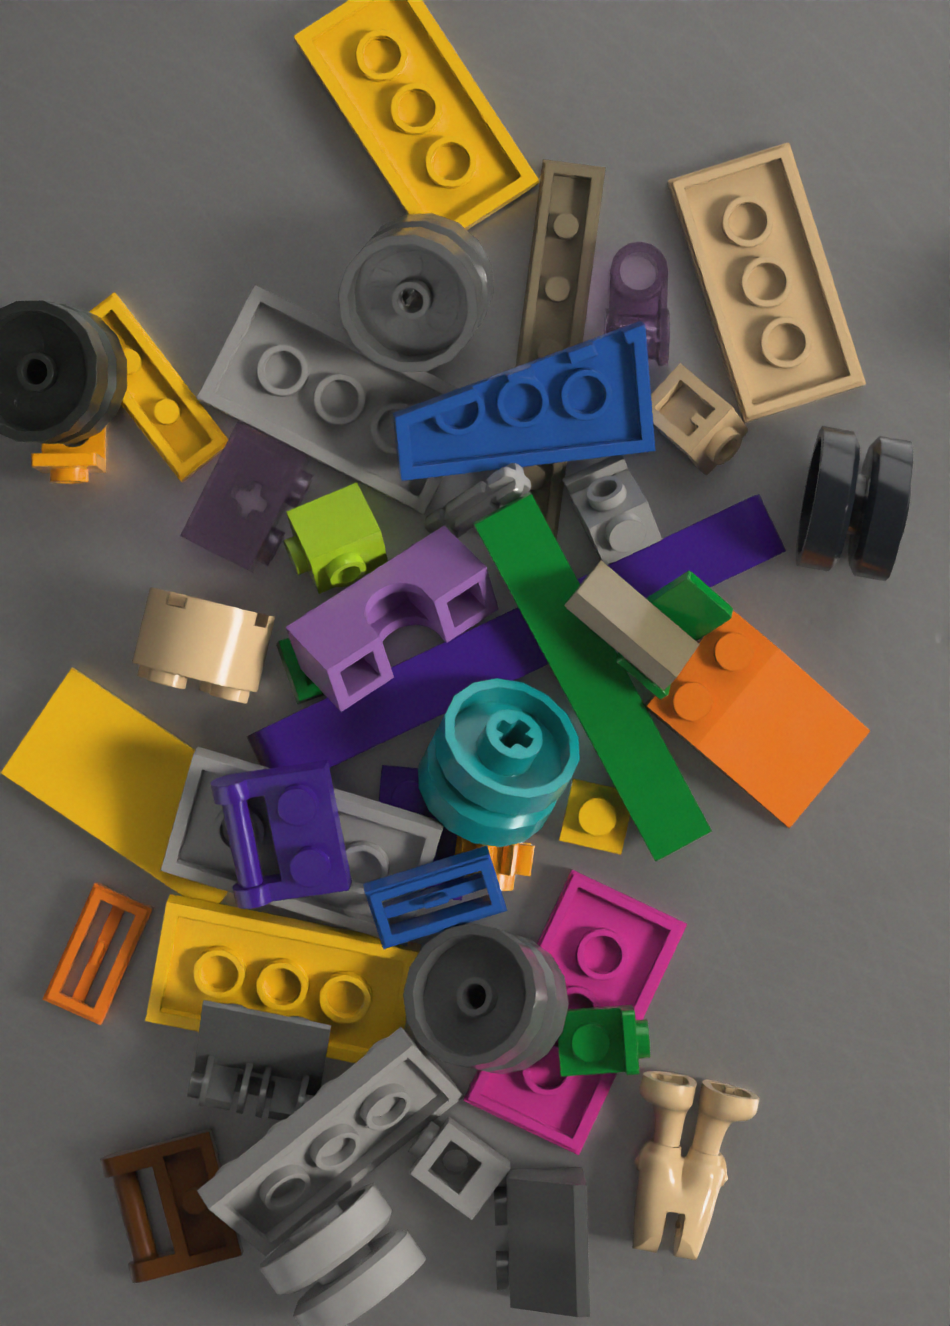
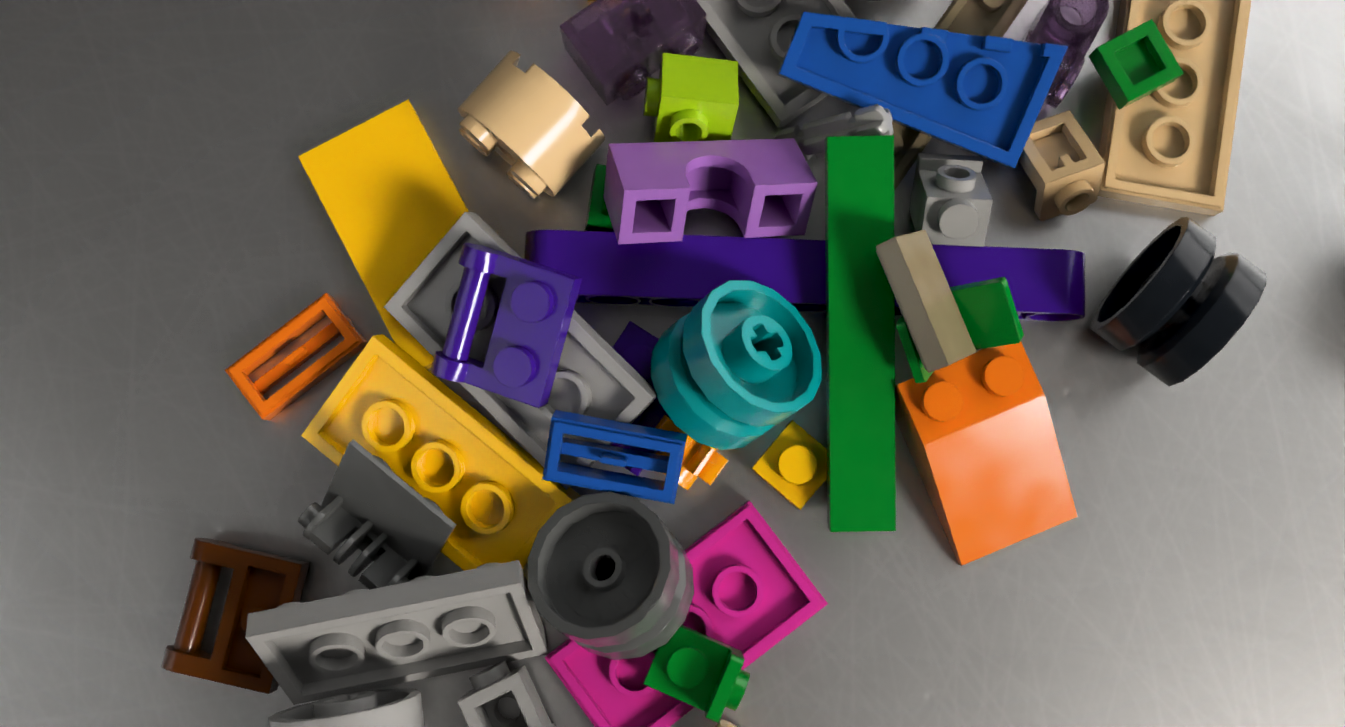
camera: 30 degrees right, 5 degrees down
(717, 296) = (1135, 64): none -> green plate

